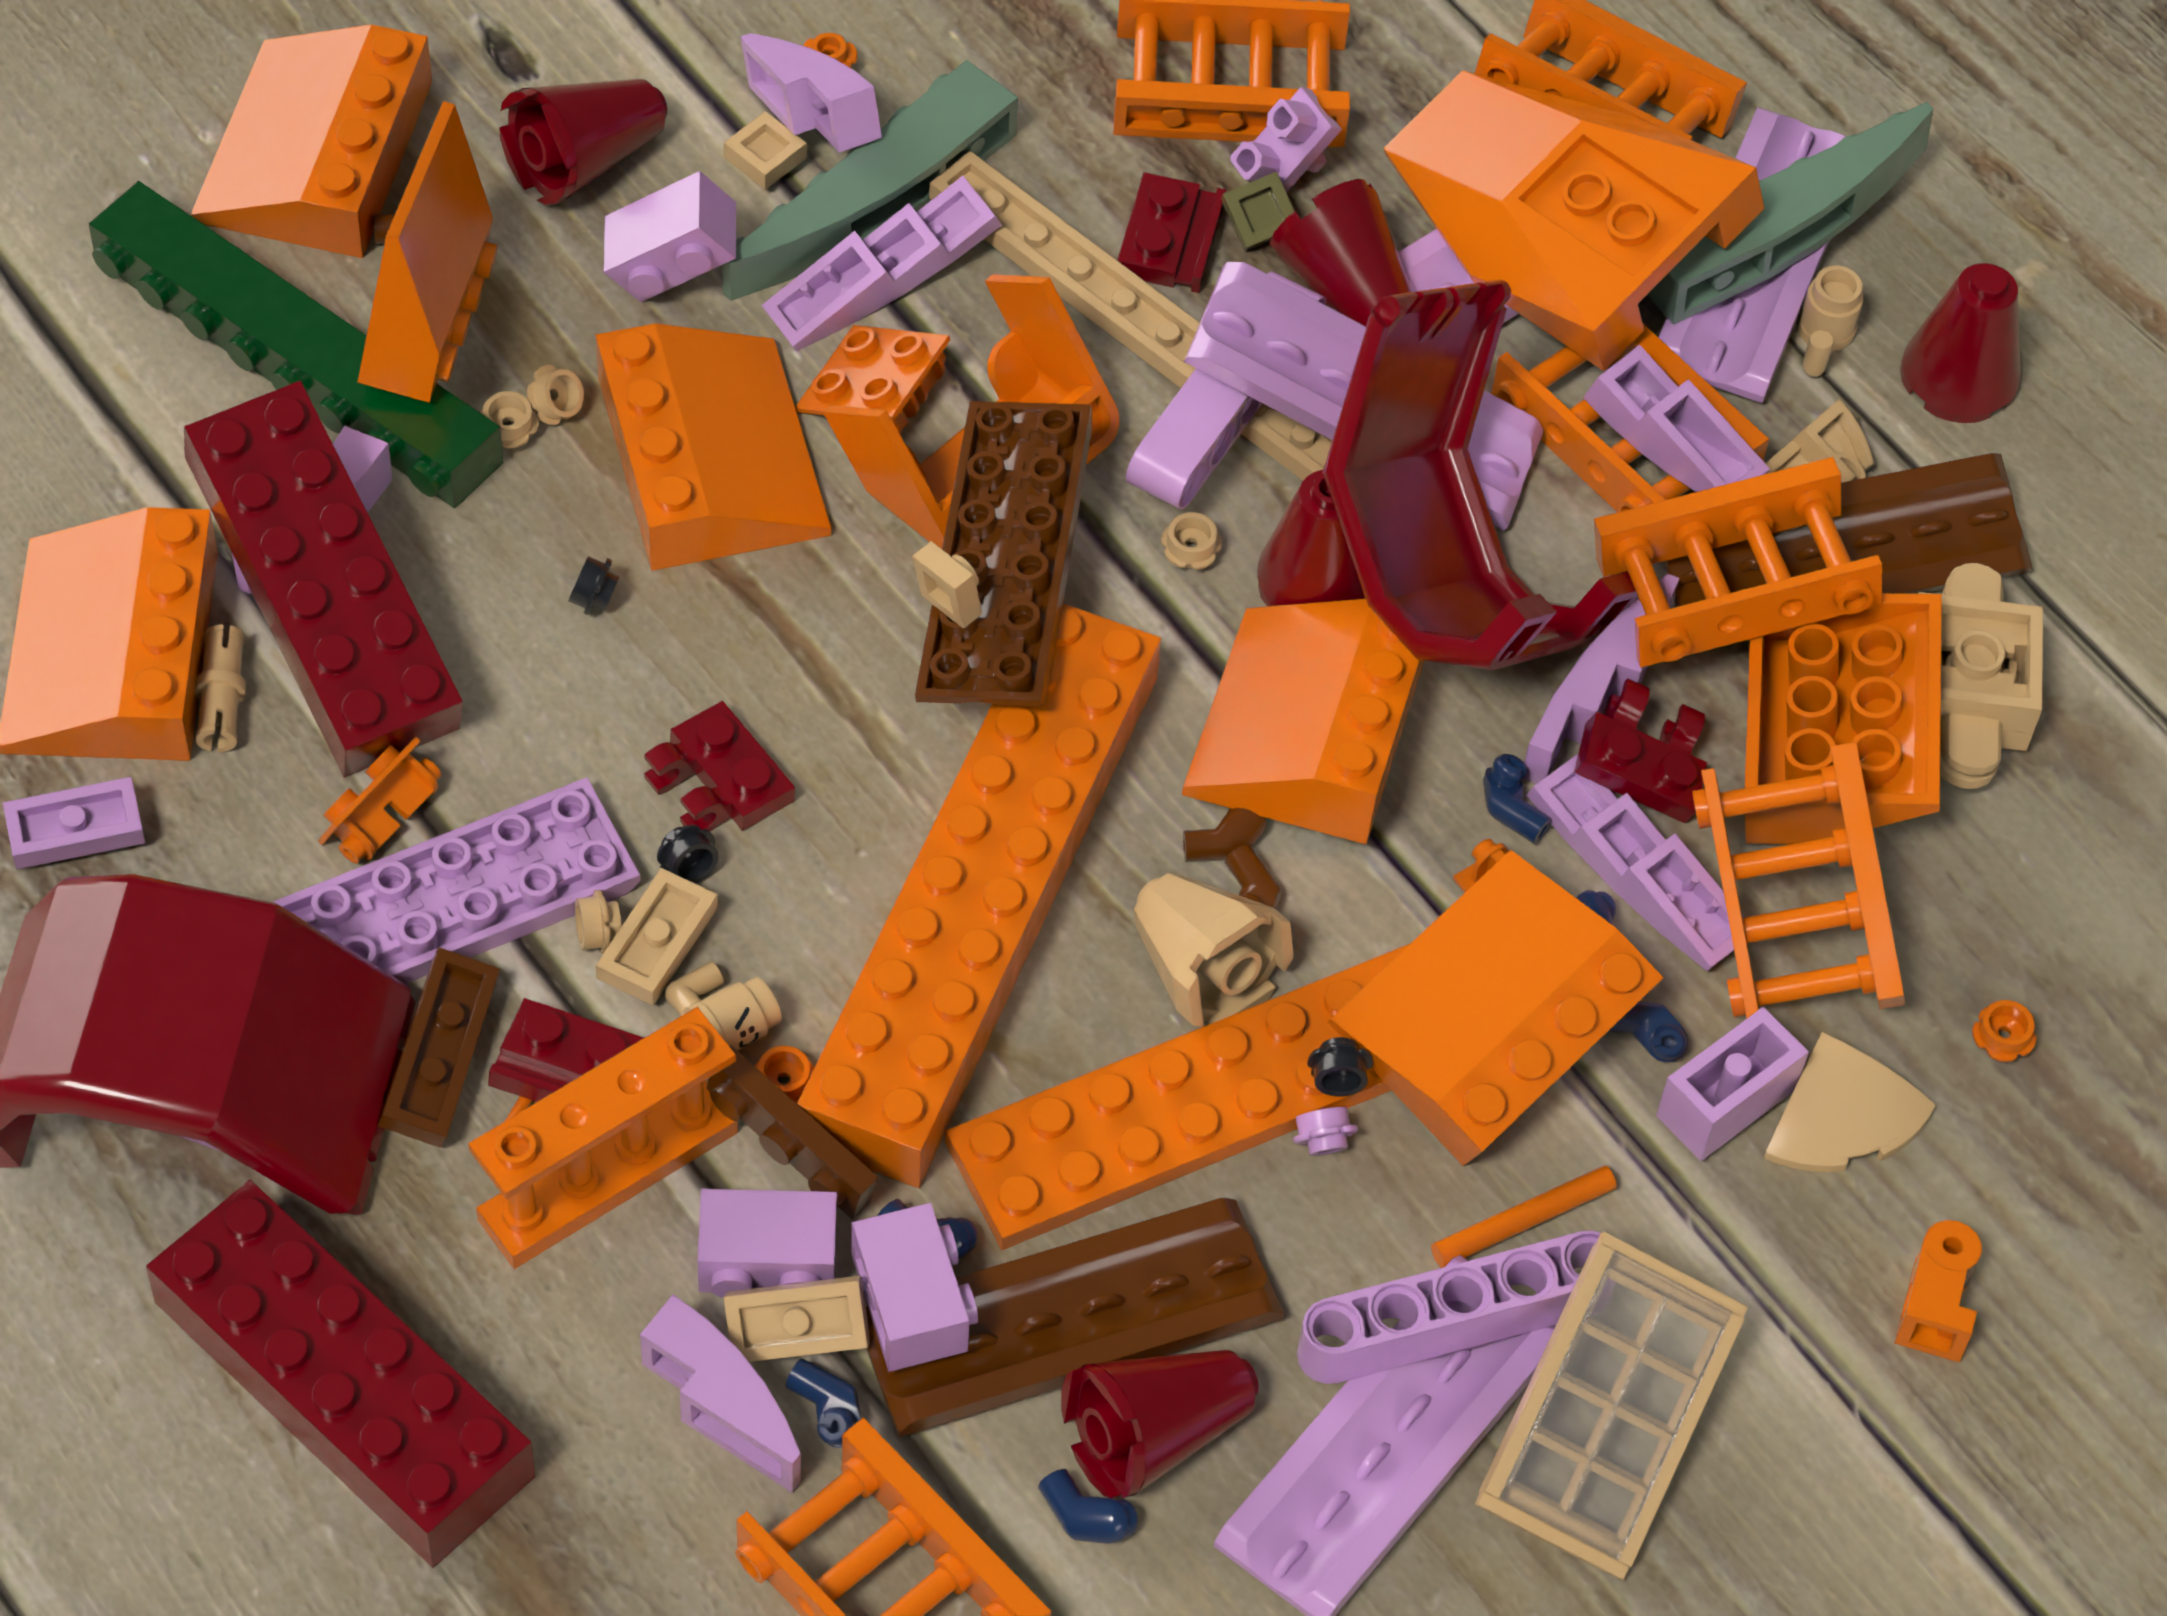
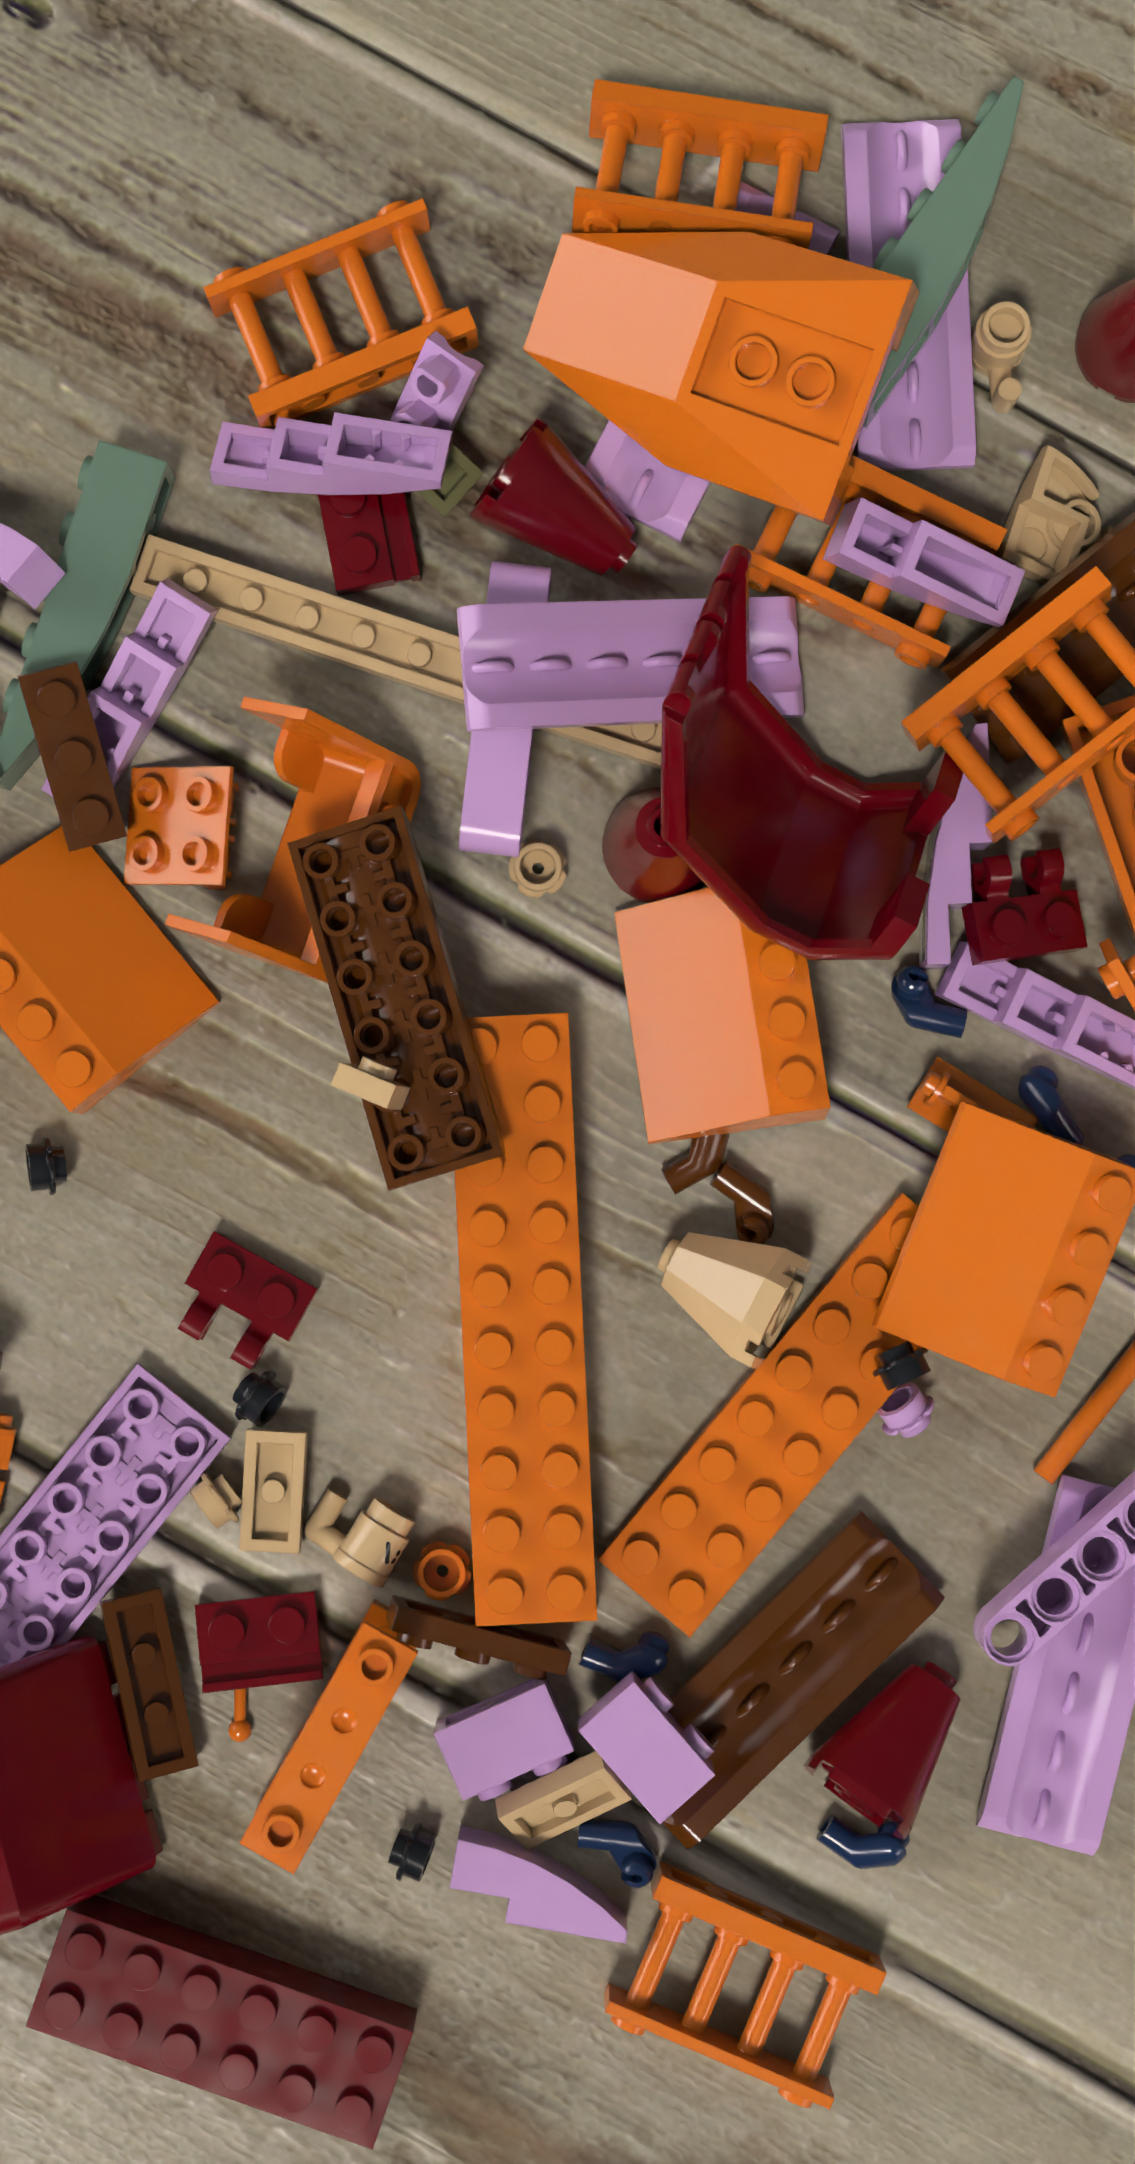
camera: 20 degrees left, 30 degrees up
(615, 1313) = (412, 1852): none -> black plate
(809, 272) = (72, 755): none -> reddish brown plate
(1179, 157) = (336, 459): none -> lavender slope

